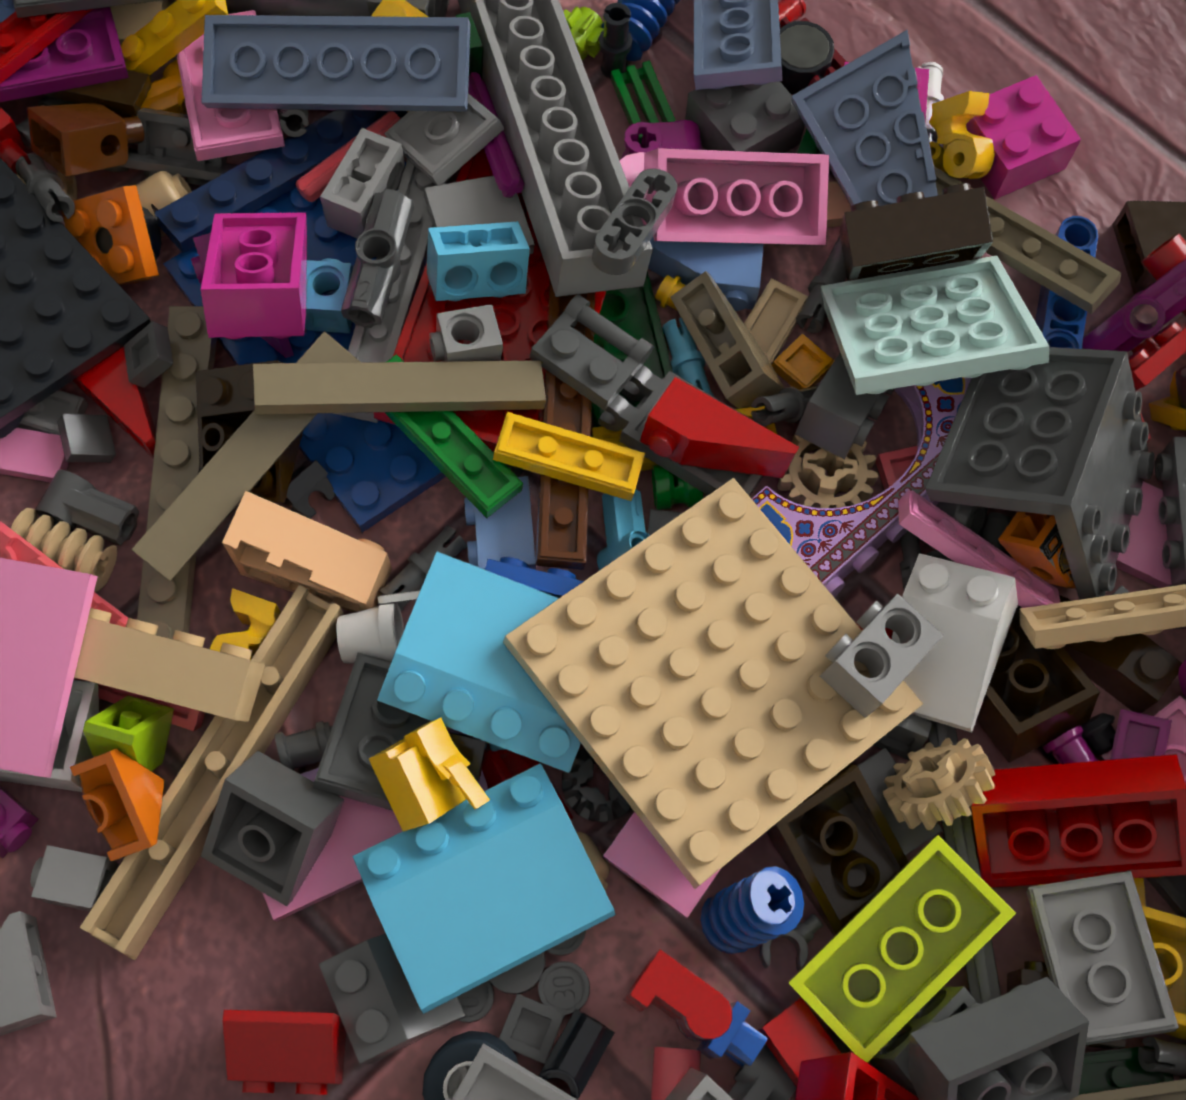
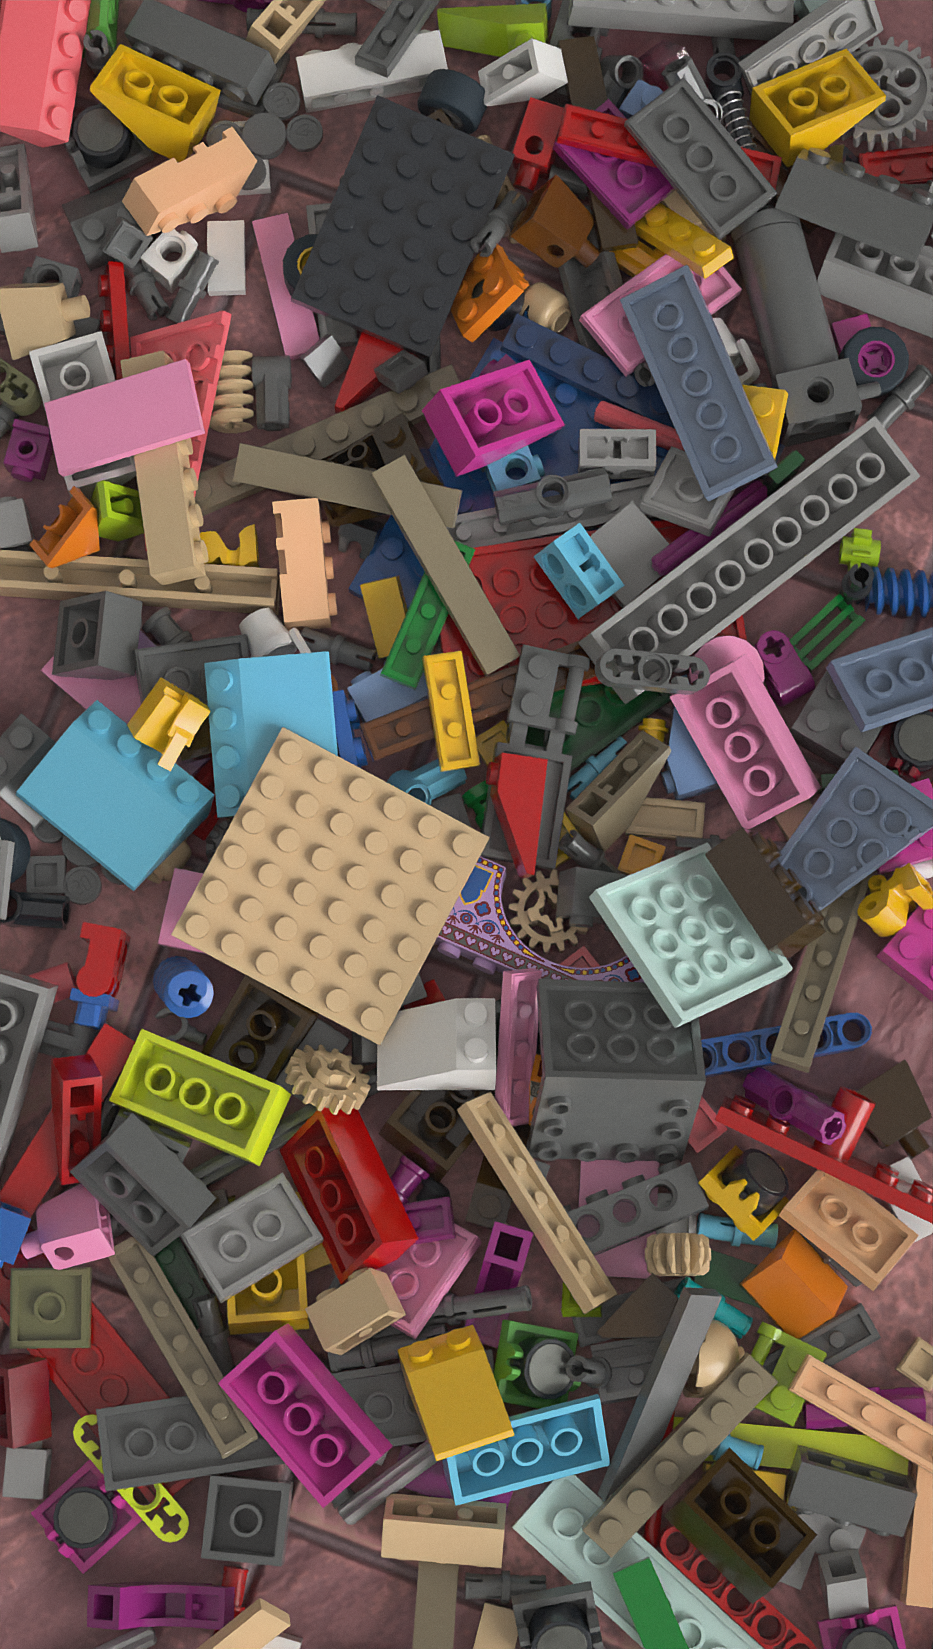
camera: 70 degrees right, 10 degrees up
(414, 494) = (385, 611): none -> yellow tile
(469, 324) = (514, 611): light grey brick -> none
(885, 659) = (388, 1002): light grey brick -> none

